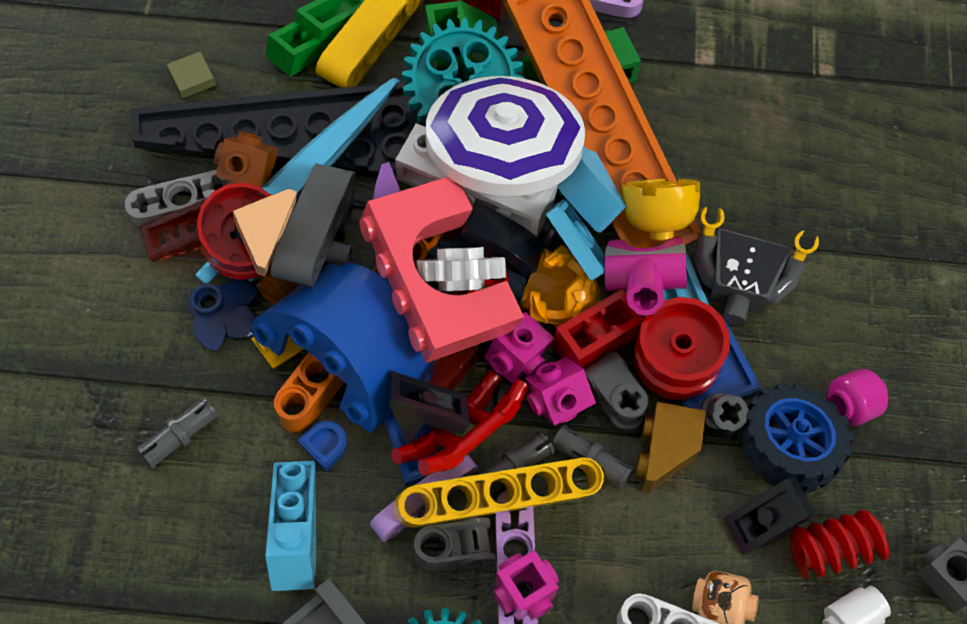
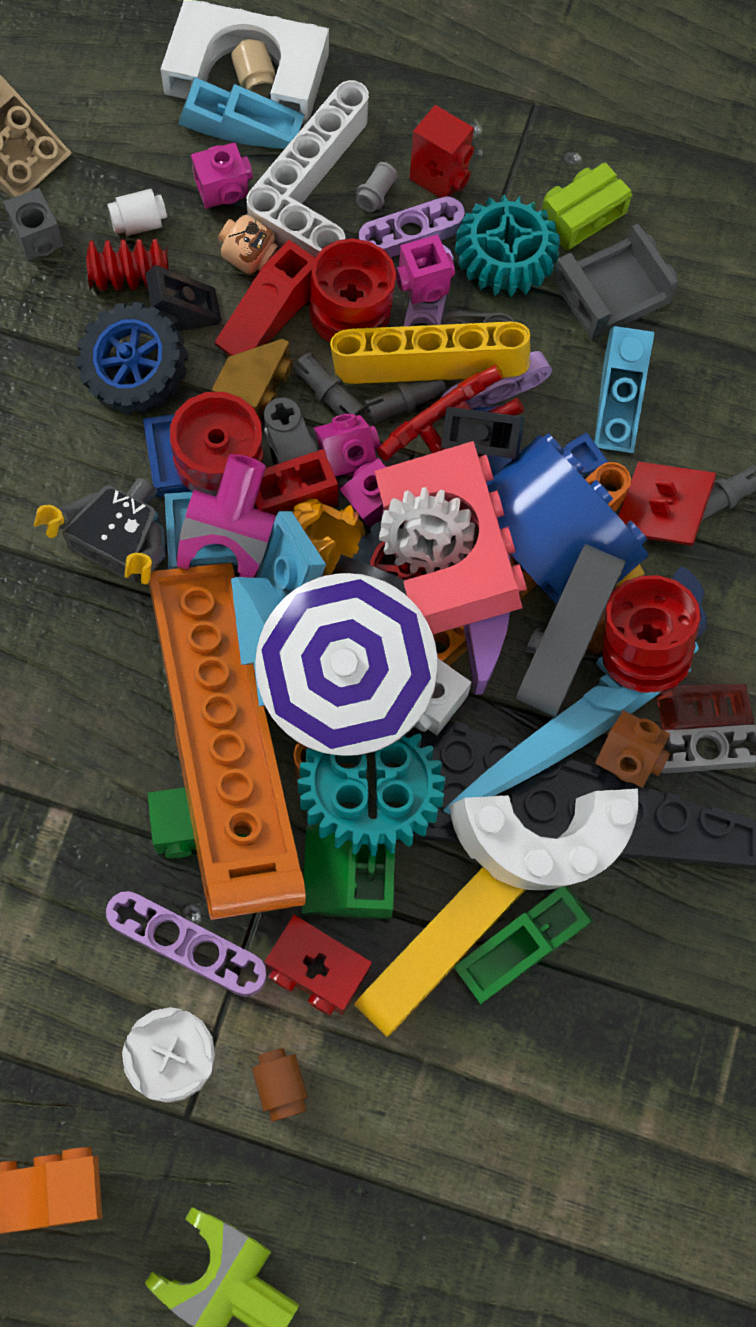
camera: 170 degrees left, 5 degrees up
(191, 74) = (686, 913): olive tile -> none
(236, 407) = (667, 501): none -> red piece
(263, 225) = (631, 591): light nougat slope -> none
(302, 58) = (532, 862): none -> white brick
(612, 531) = (351, 287): none -> red wheel
(661, 205) = (188, 589): yellow cylinder -> none
(678, 533) = (270, 301): none -> red slope
(735, 415) = (190, 381): dark grey bush -> none
(859, 396) = (54, 386): dark pink head -> none

